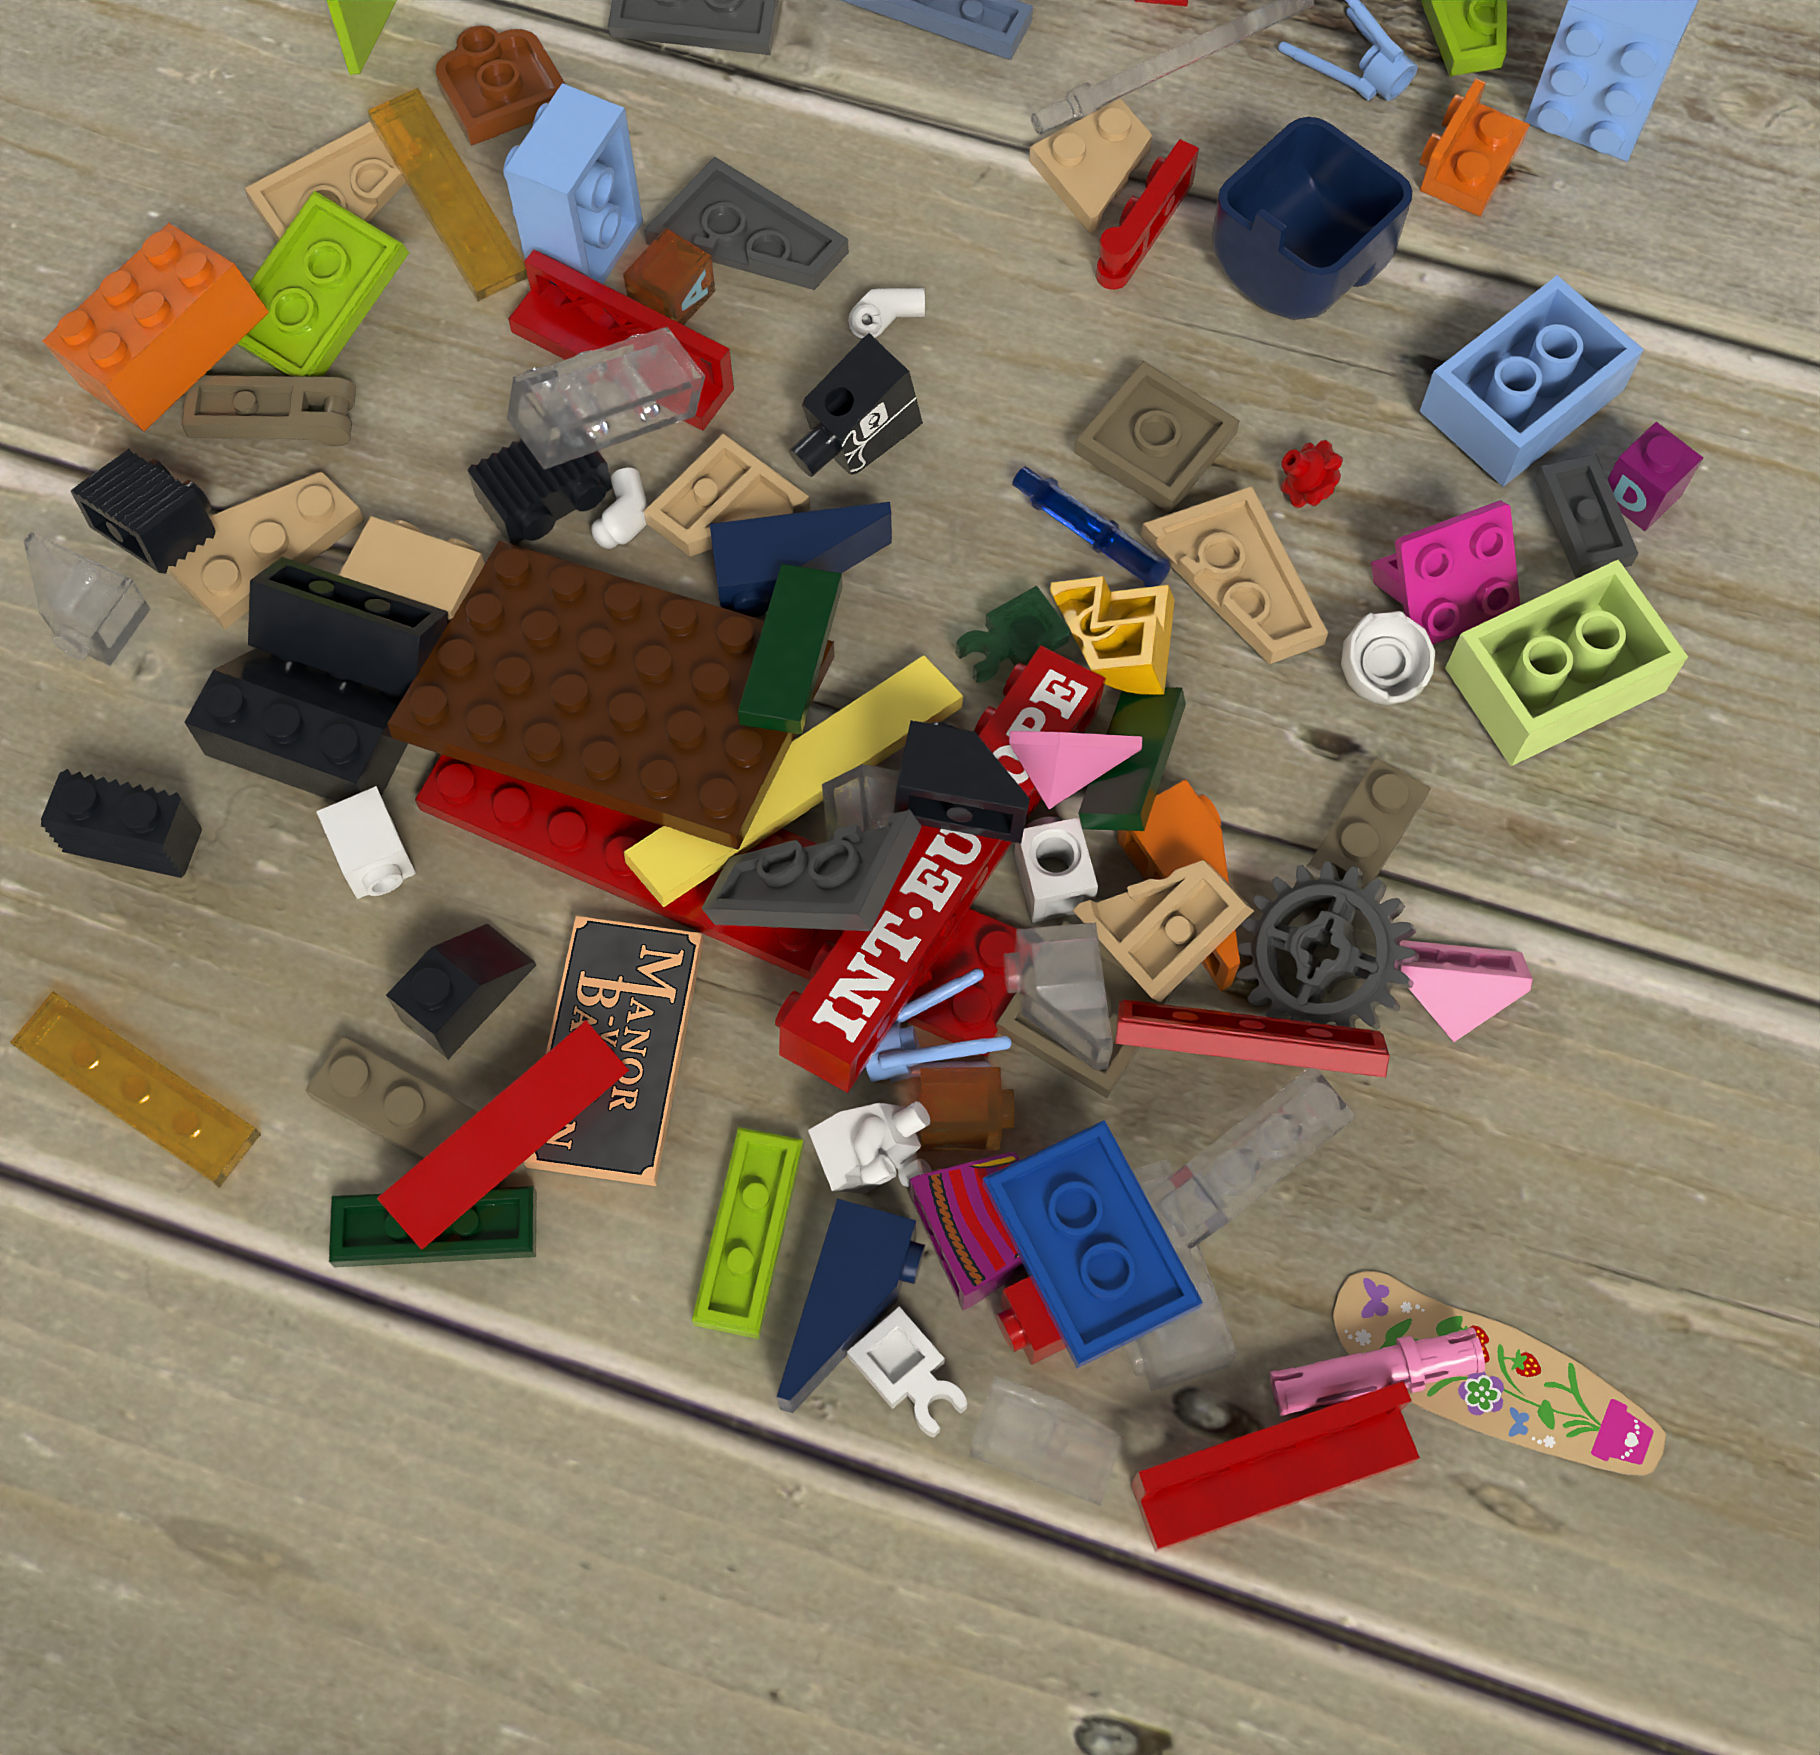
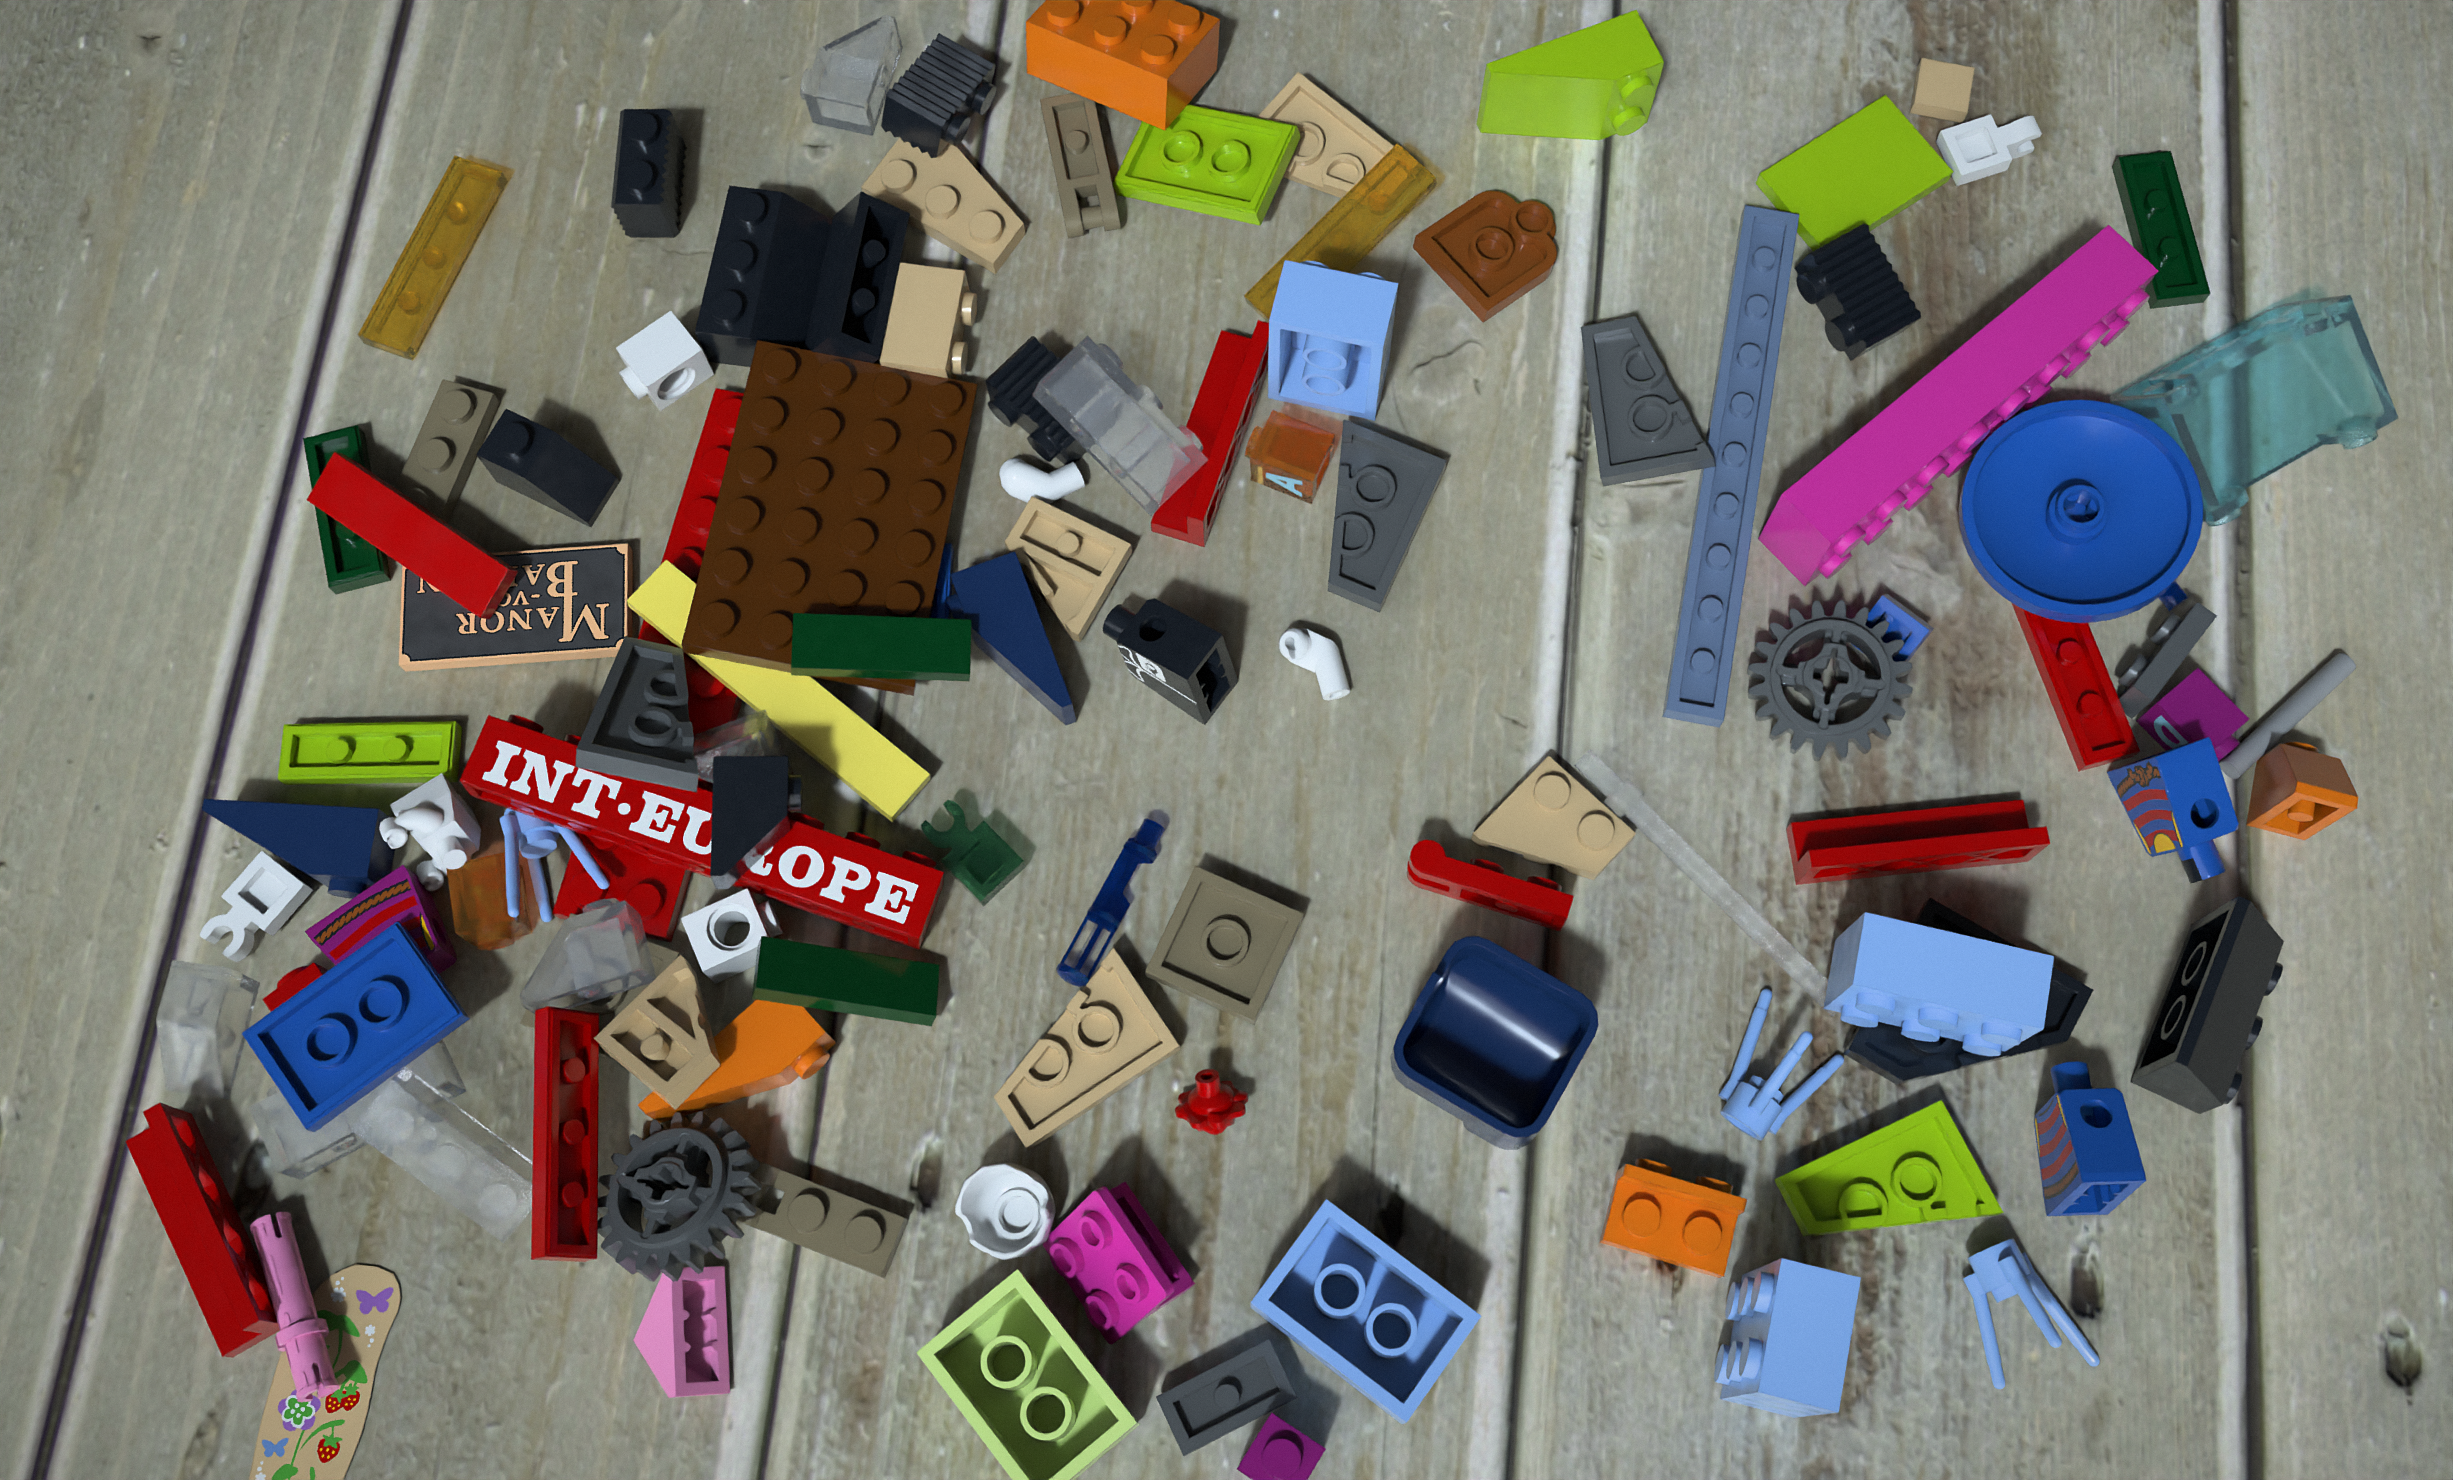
camera: 80 degrees right, 5 degrees up
(1069, 761) = (816, 916): bright pink slope -> none
(1120, 632) = (989, 949): yellow slope -> none

